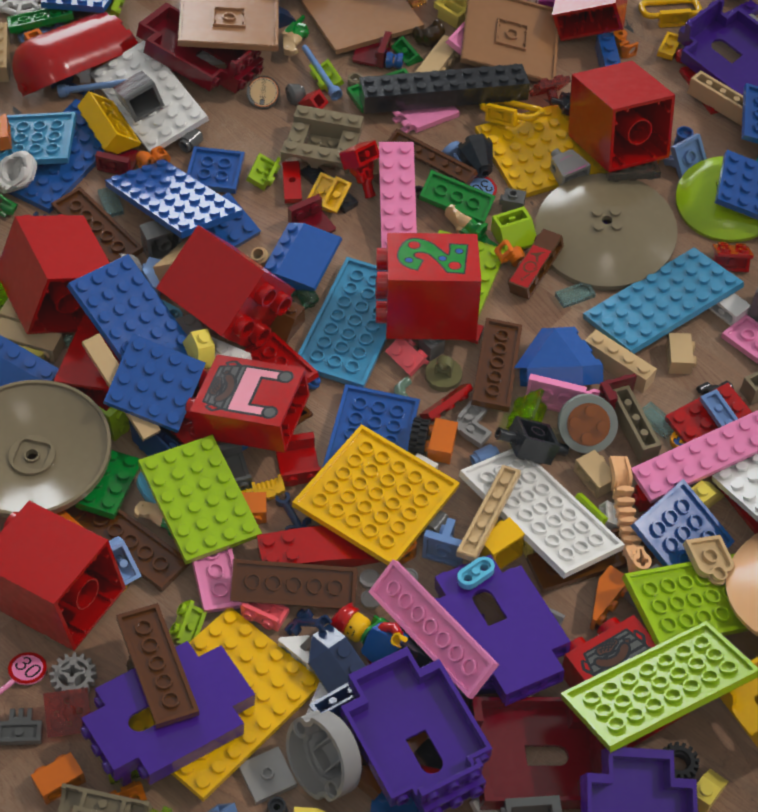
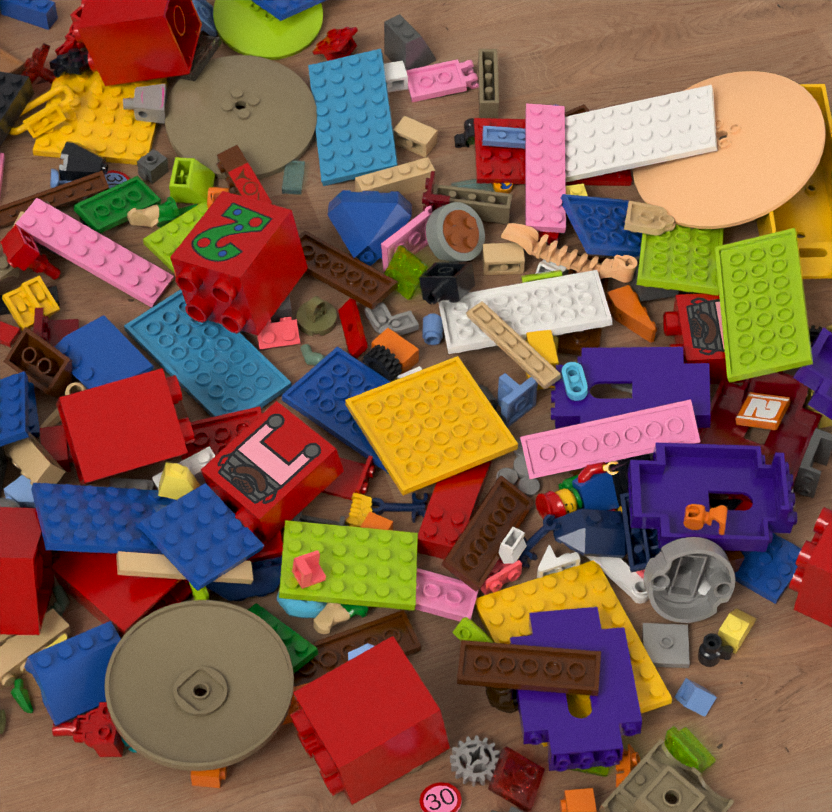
camera: 60 degrees left, 0 degrees up
(165, 467) = (307, 569): none -> coral panel
(269, 222) = (41, 362): none -> reddish brown slope
(289, 606) = (512, 546): none -> white piece
(373, 724) = (696, 517): none -> orange leg
(562, 747) = (763, 411): none -> tile

